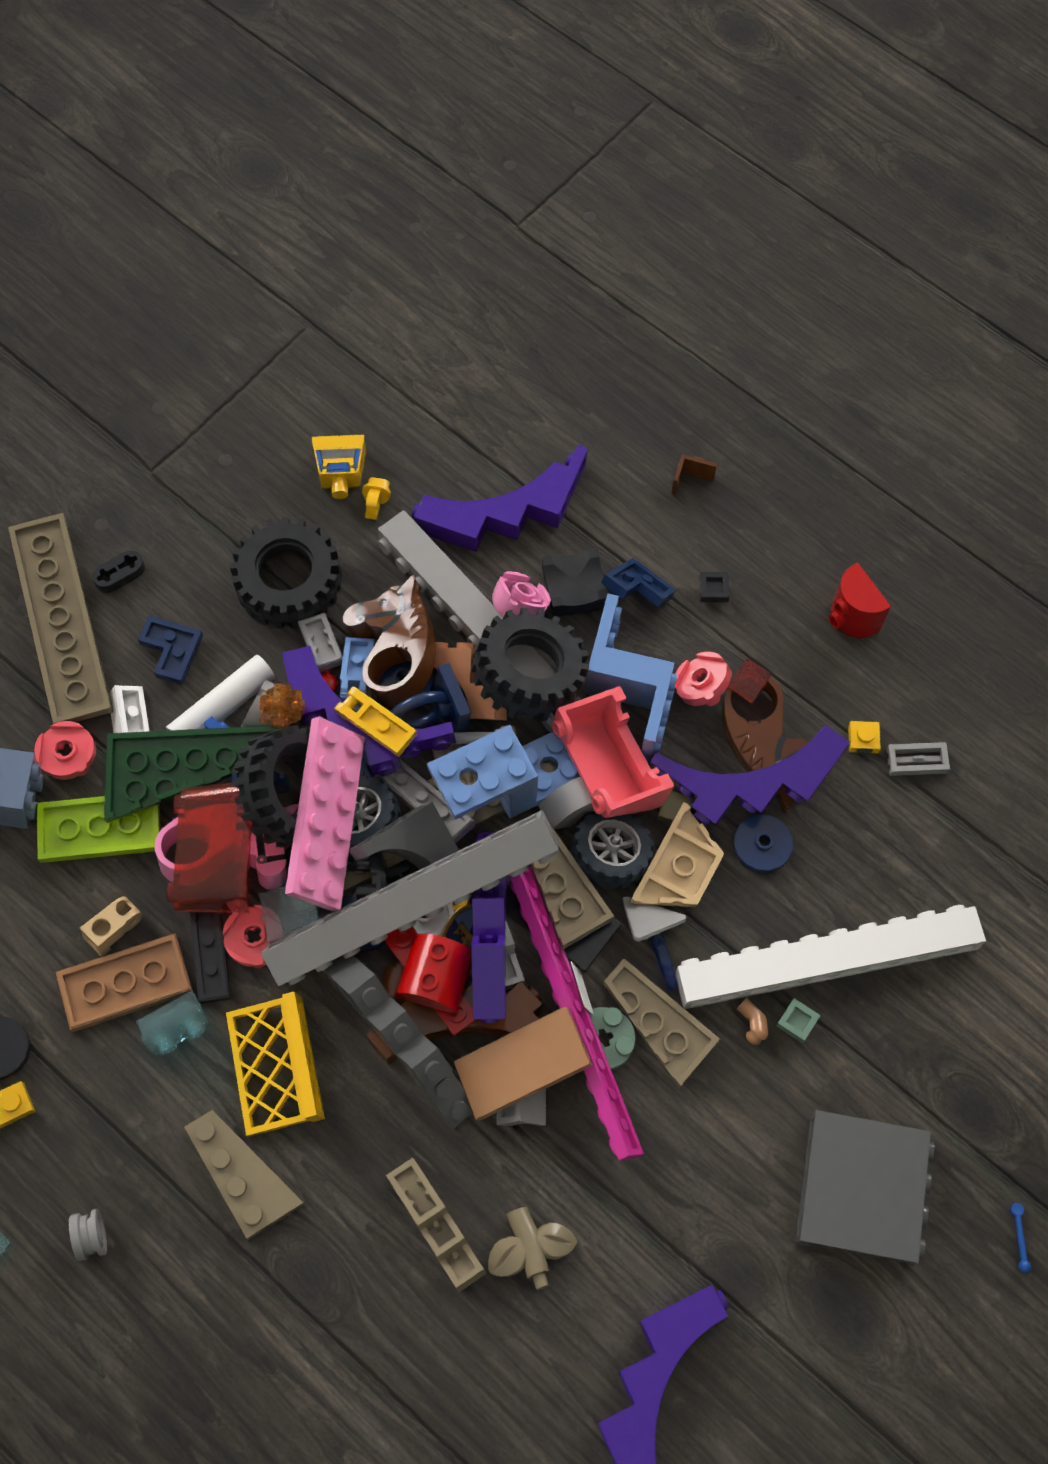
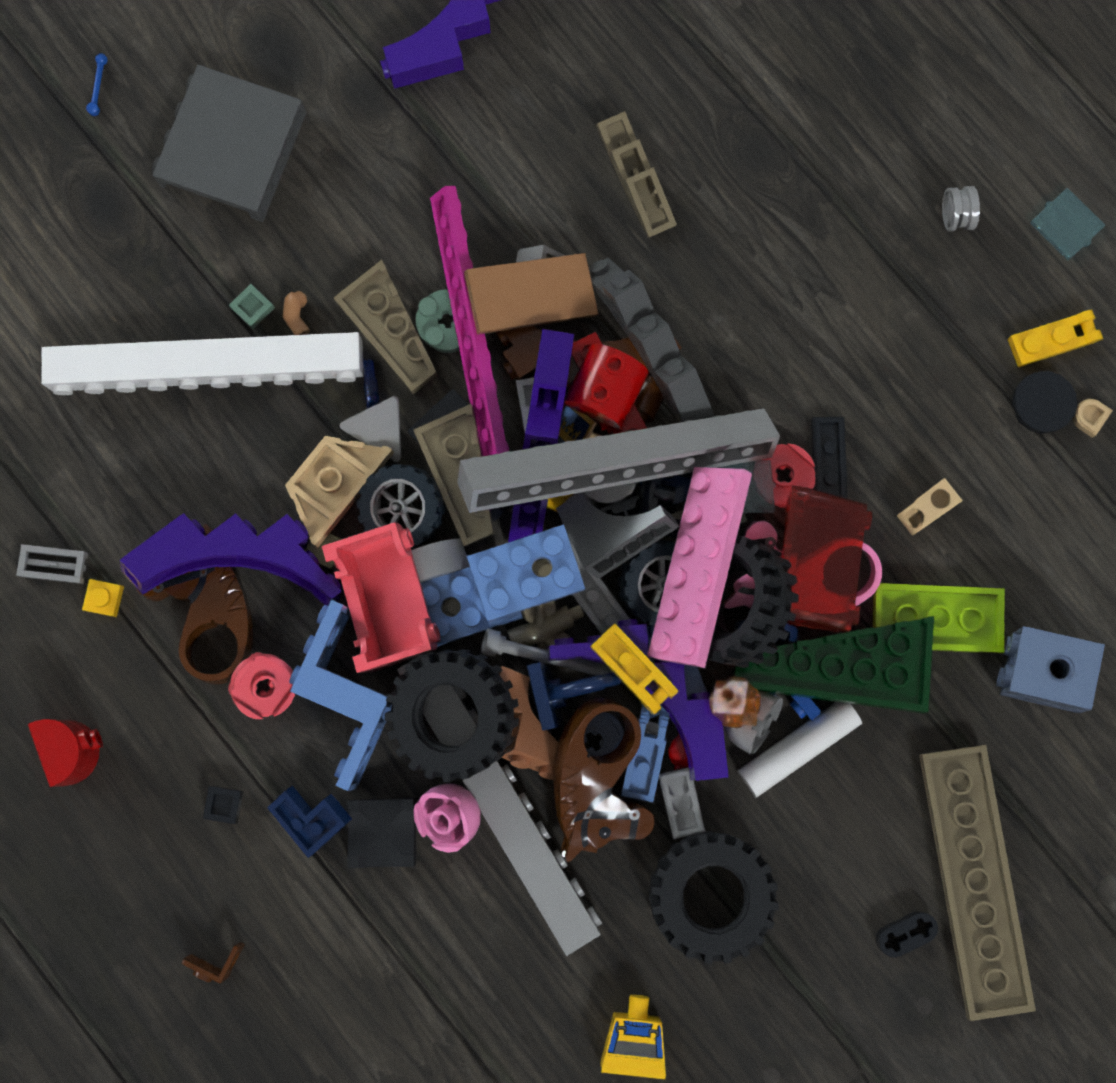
camera: 170 degrees left, 15 degrees up
(55, 739) = (983, 728): coral plate -> none
(123, 982) = (917, 450): medium nougat tile -> none
(128, 709) = (901, 748): white slope -> none
(173, 1024) = (871, 394): clear light blue bracket -> none
(178, 647) = (842, 826): dark blue plate -> none
(245, 1181) = (811, 241): dark tan wing -> none
(301, 1059) = (747, 348): yellow fence -> none
(375, 494) = (595, 995): yellow piece -> none
(530, 1248) = (551, 140): dark tan plant -> none
(540, 500) = (400, 951): dark purple arch -> none
(582, 988) = (459, 368): white sticker -> none
(750, 680) = (211, 664): clear red slope -> none
(759, 857) = (258, 495): dark blue plate -> none

